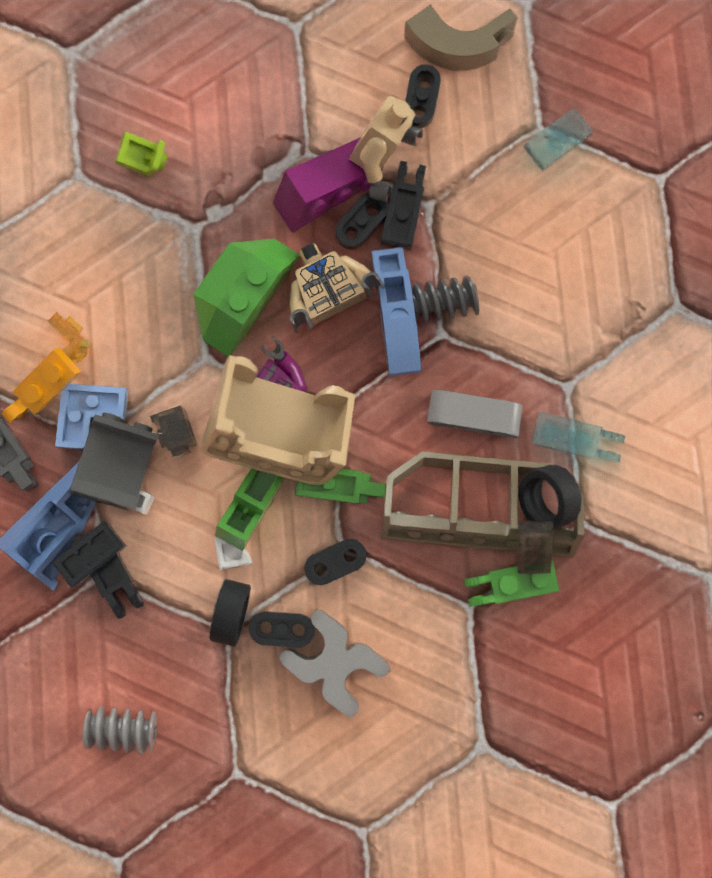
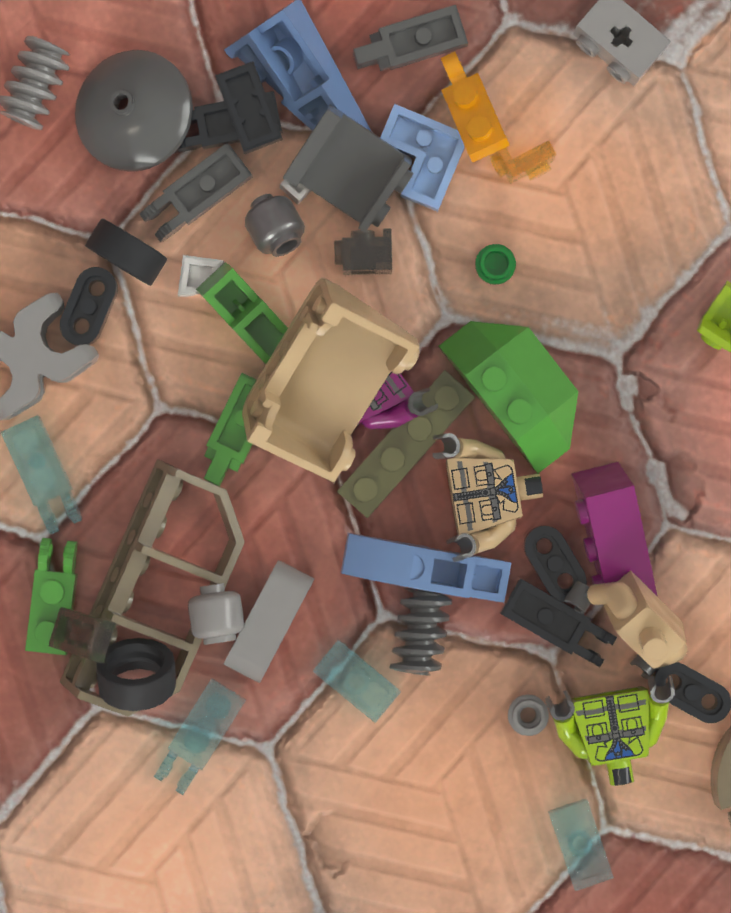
camera: 105 degrees right, 5 degrees up
(132, 630) = (149, 125): none -> dark grey dish
(154, 334) = (495, 264): none -> green plate
(165, 573) = (199, 190): none -> dark grey hinge
(174, 506) = (274, 225): none -> flat silver head
(312, 357) = (405, 446): none -> olive plate
(334, 560) = (147, 395): black plate -> none
(418, 625) = (41, 470): none -> clear light blue hinge
(464, 139) = (613, 725): none -> torso
(478, 197) = (537, 724): none -> light grey plate
(484, 452) = (216, 614): none -> light grey head
(496, 336) = (356, 681): none -> clear light blue plate

